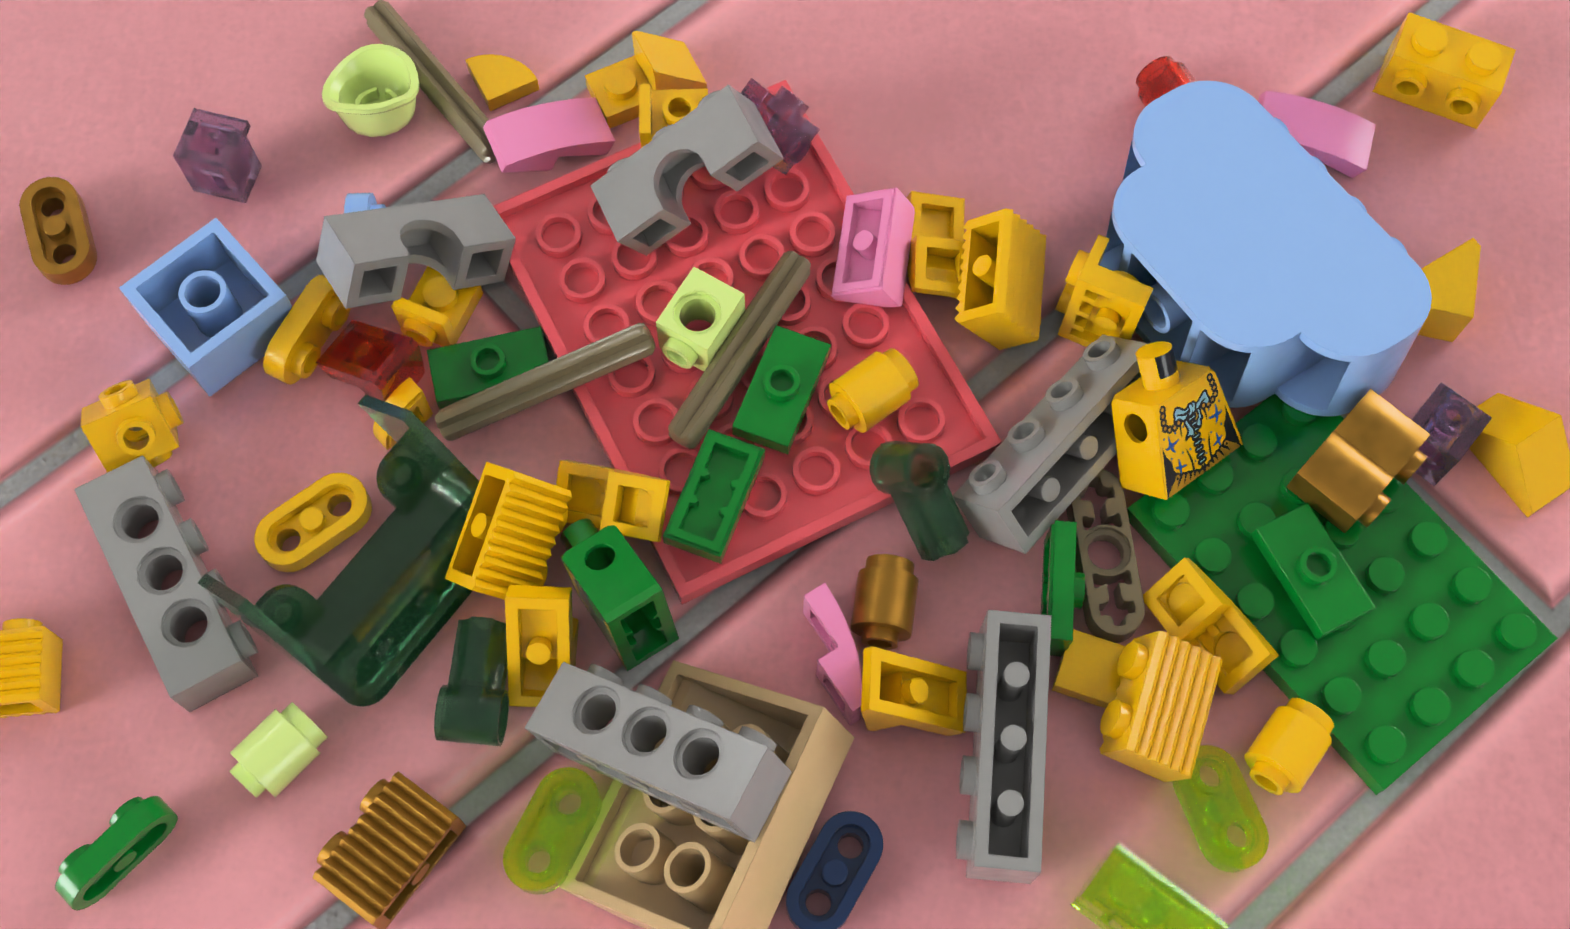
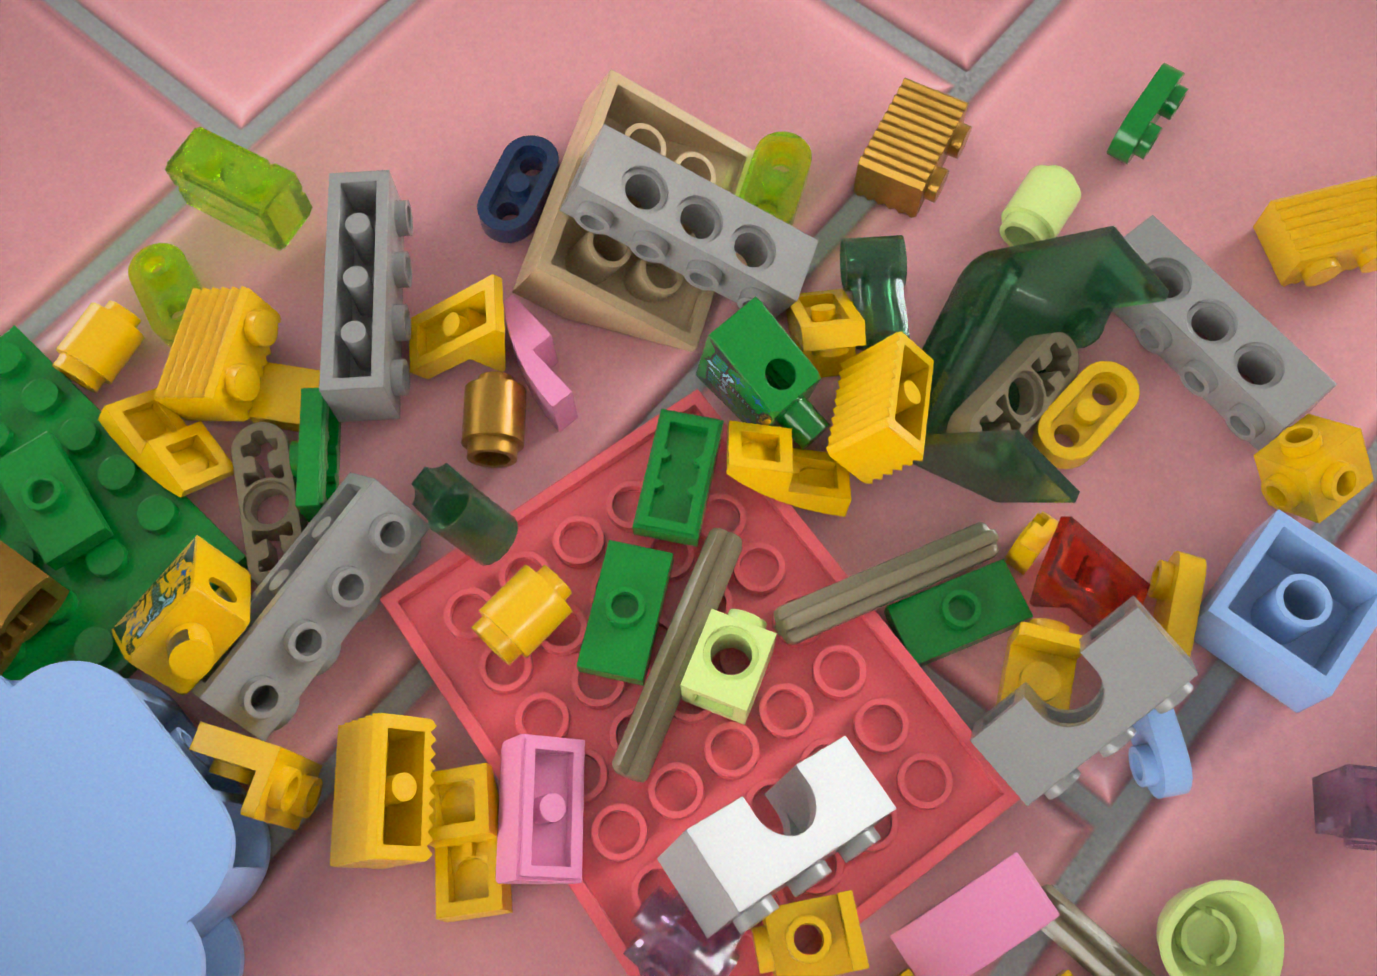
camera: 175 degrees right, 0 degrees up
(378, 536) = (1037, 391): none -> dark tan beam

